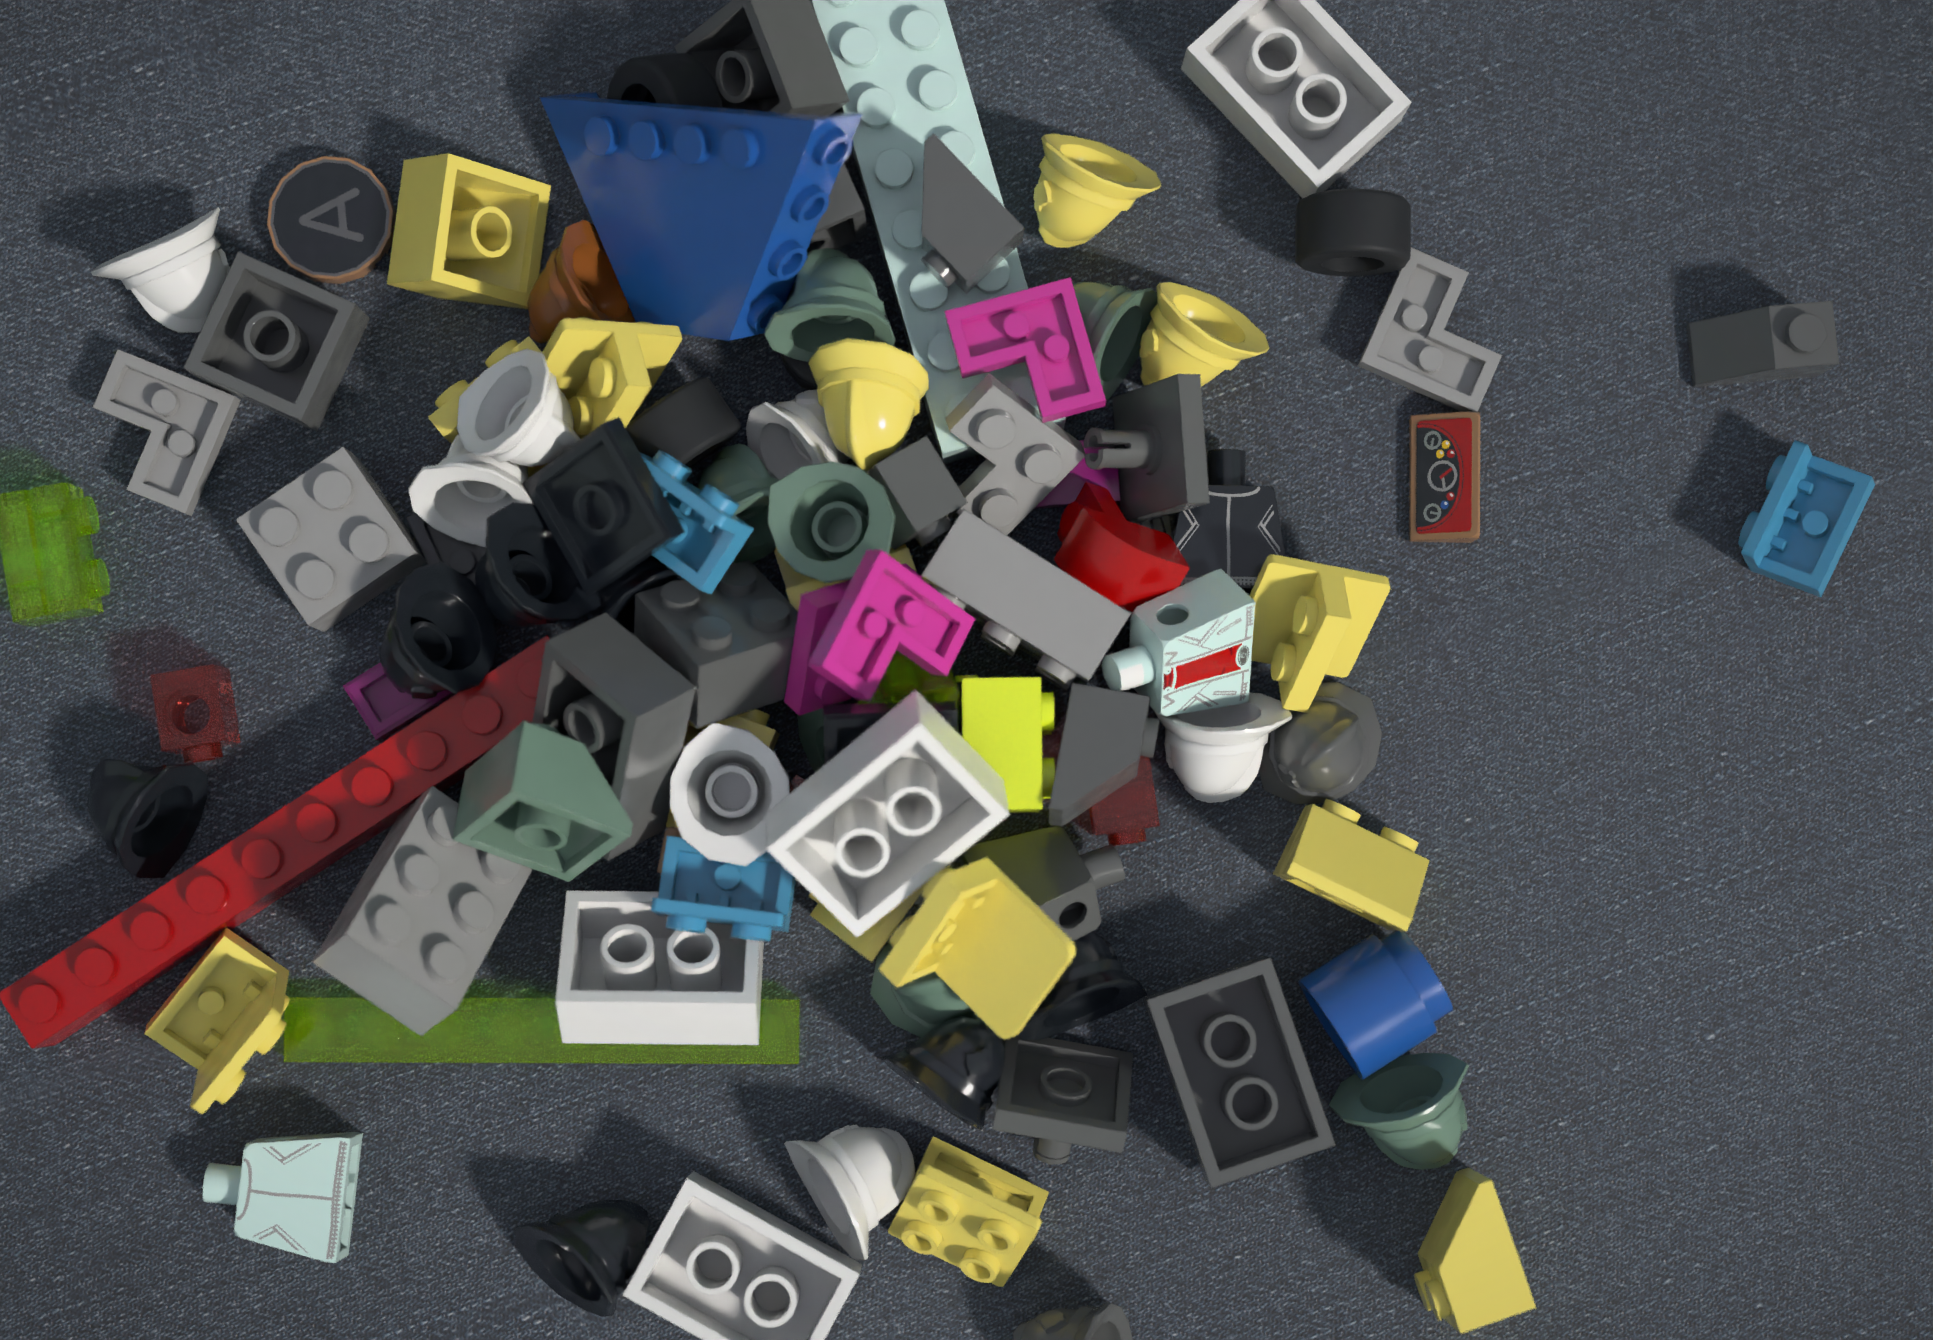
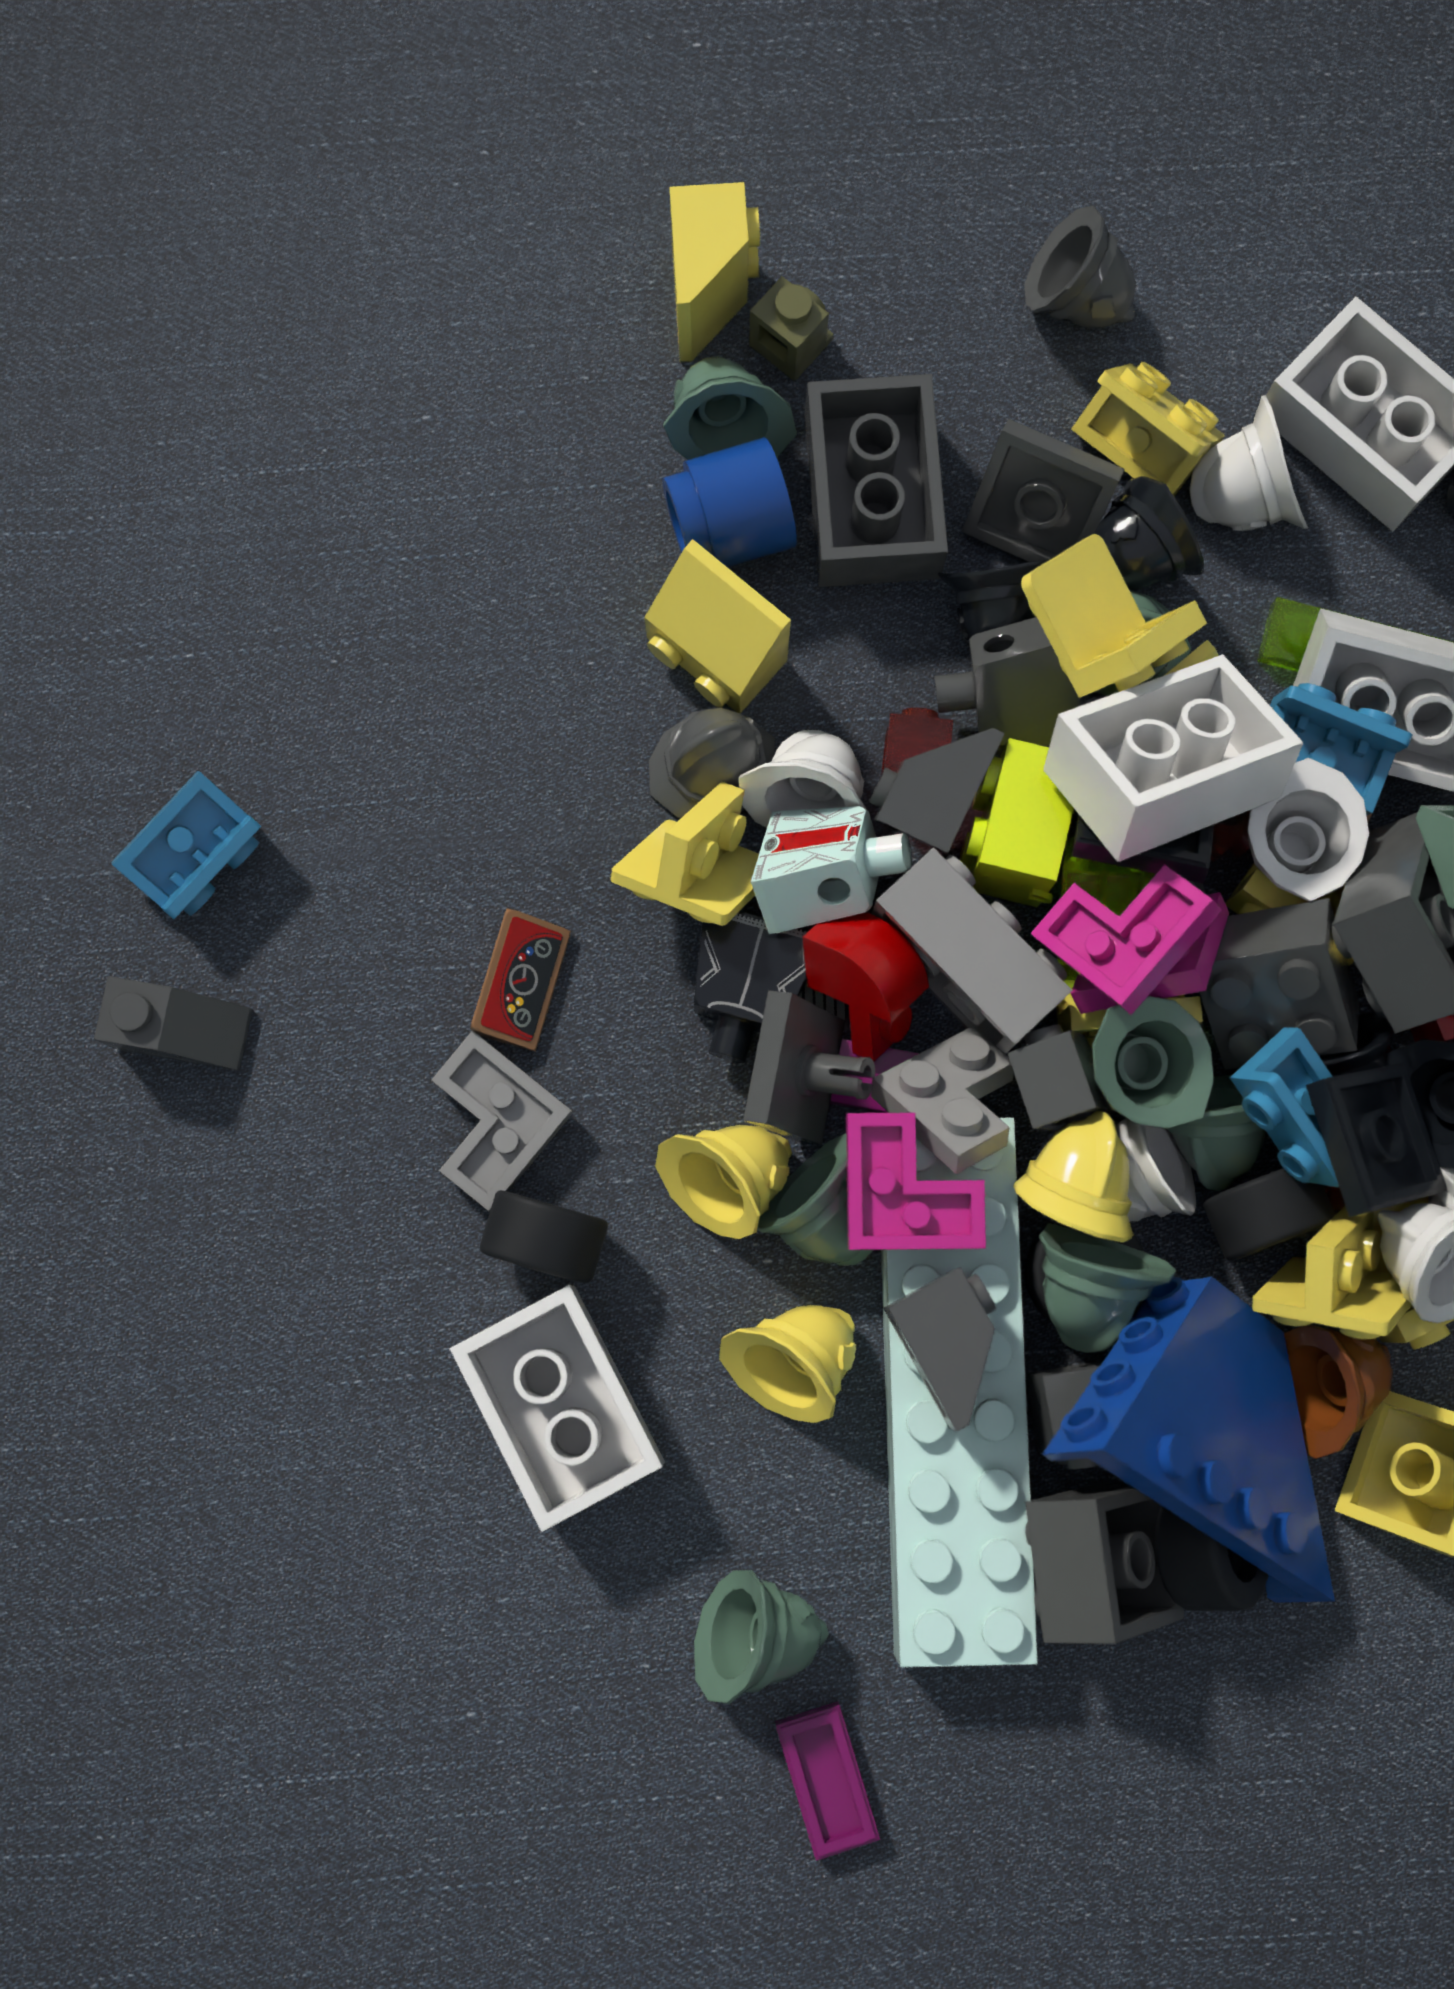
camera: 160 degrees left, 5 degrees down
(1365, 1223) = (794, 318): none -> olive brick

